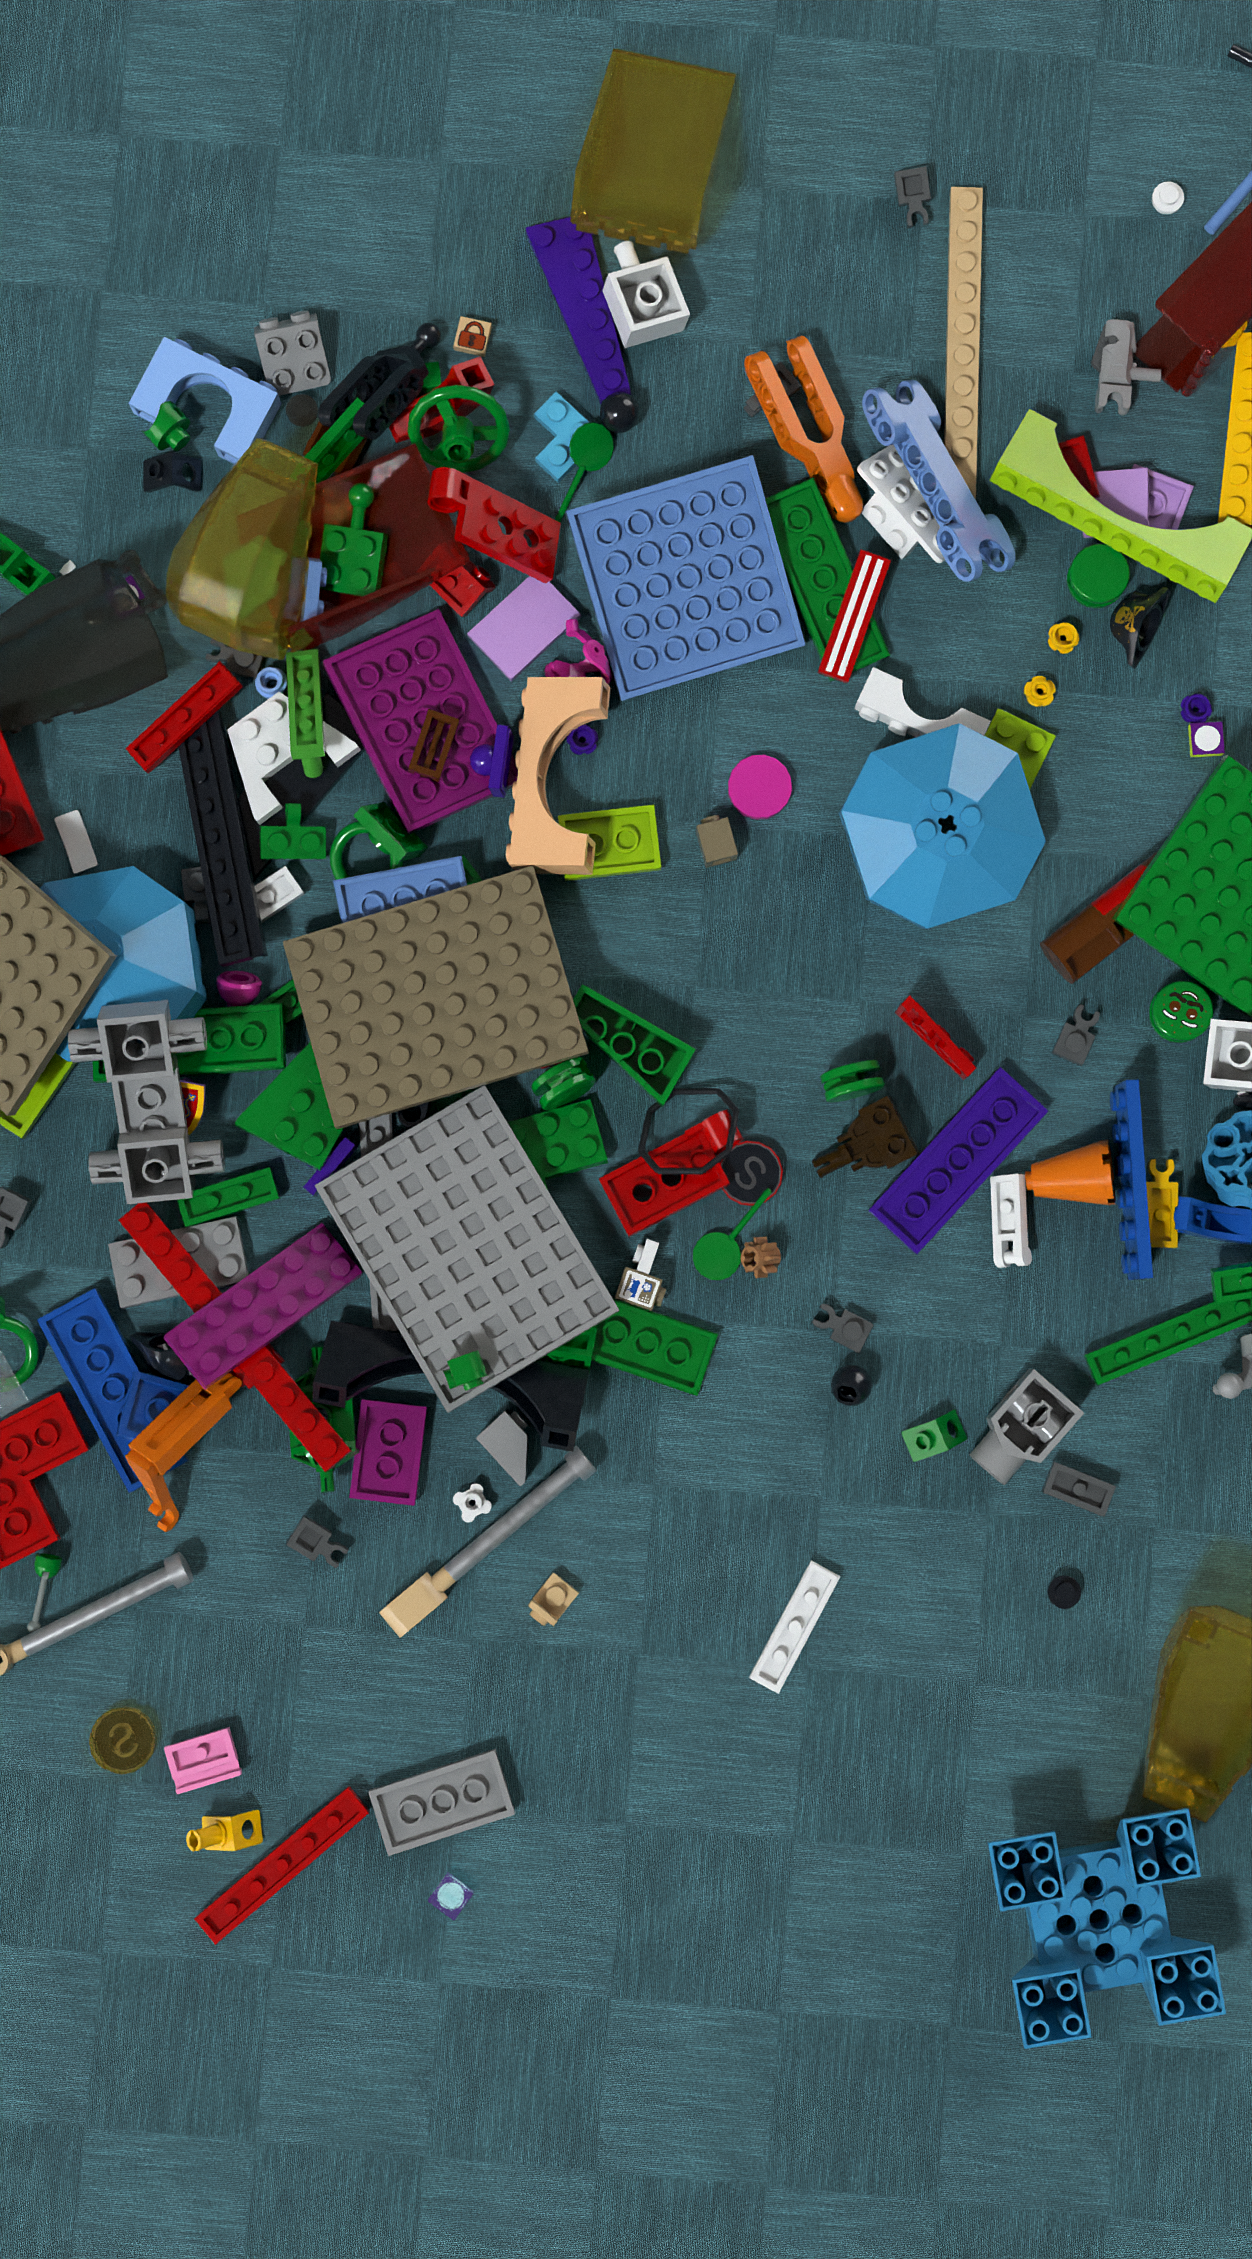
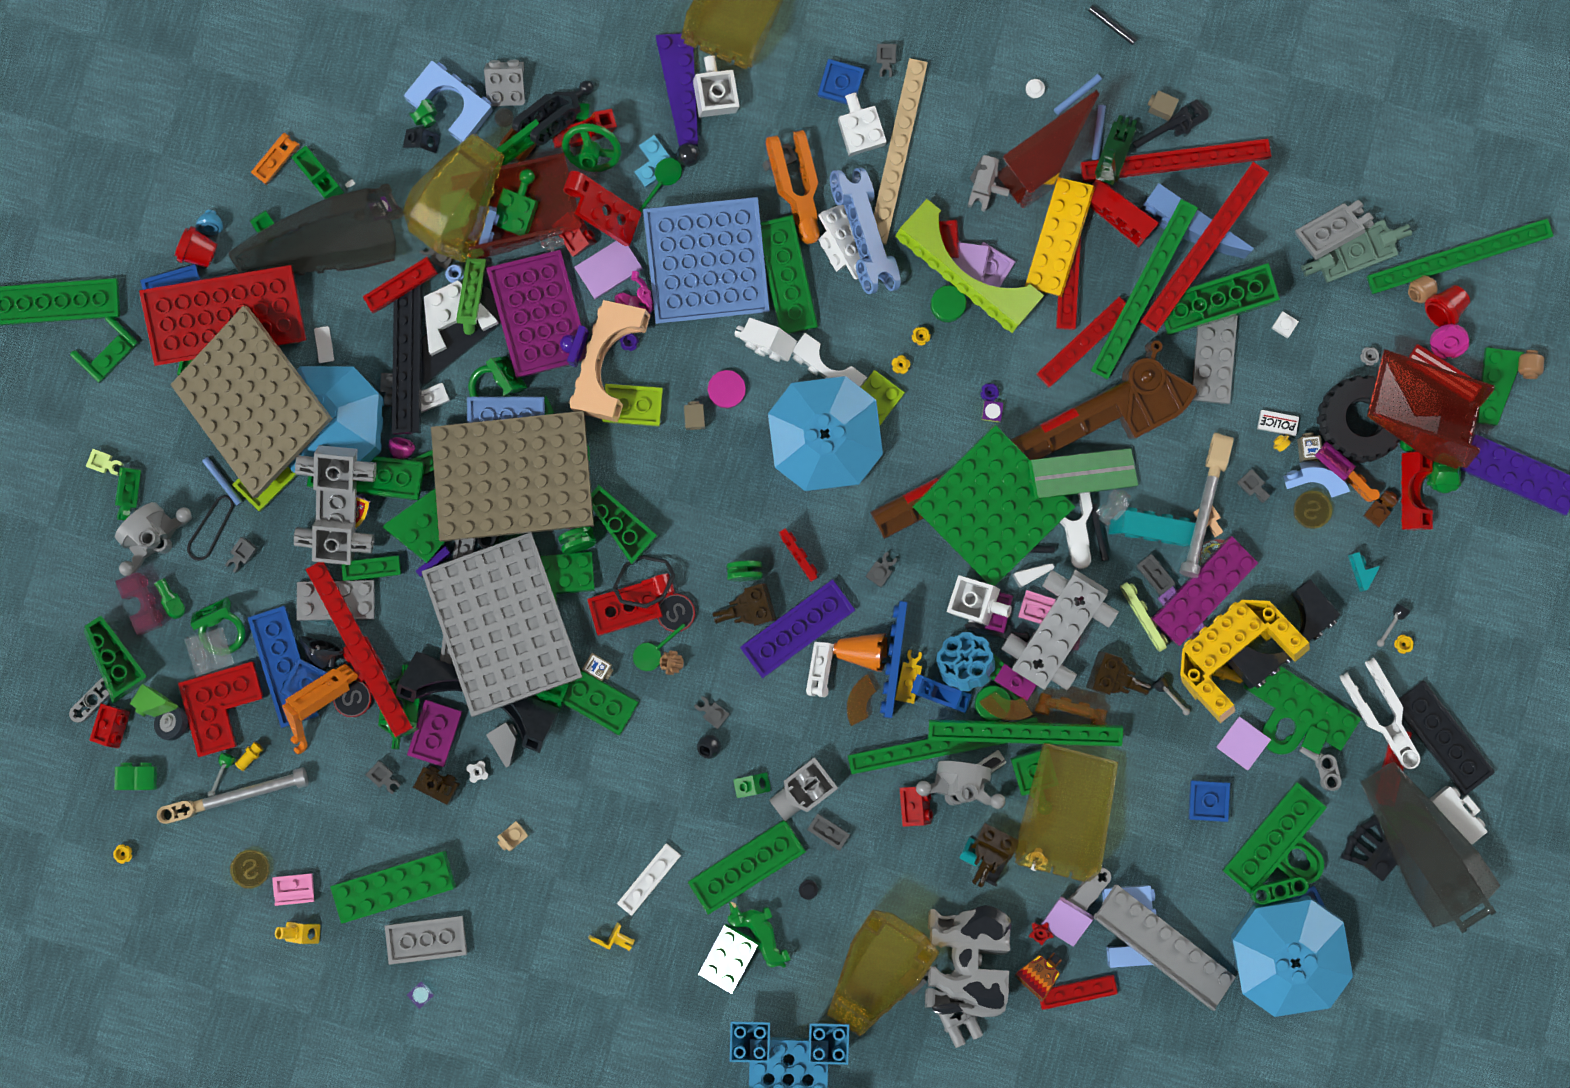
camera: 10 degrees right, 0 degrees up
(87, 1546) = (251, 753): none -> yellow pin
(244, 1424) = (355, 701): none -> black tile
(262, 1306) = (378, 634): magenta plate -> none
(282, 1865) = (327, 958): red plate -> none
(292, 839) = (449, 368): green plate -> none
(369, 1724) = (393, 887): none -> green brick
(409, 1538) = (436, 785): none -> dark brown brick
(423, 600) = (551, 243): none -> clear piece
(425, 771) = (533, 343): reddish brown tile -> none
(429, 1590) = (442, 818): flat silver piece -> none
(466, 1371) = (486, 694): green plate -> none
(472, 336) = (612, 92): tile -> none
(645, 1256) = (605, 649): white plate -> none
(758, 1736) = (615, 937): none -> yellow bracket
(813, 690) = (766, 340): none -> white brick
(847, 247) = (839, 81): none -> blue plate
(854, 616) = (801, 299): red tile -> none
(896, 314) = (861, 128): none -> white brick
(953, 1573) = (746, 867): none -> green tile
(957, 1734) = (728, 958): none -> plate
(1003, 1679) = (762, 932): none -> green animal
(1082, 1259) = (858, 700): none -> clear orange tile
(1137, 621) = (965, 335): black hat -> none
(1180, 1011) = (944, 567): green head -> none
(1214, 1420) = (915, 807): none -> red bracket

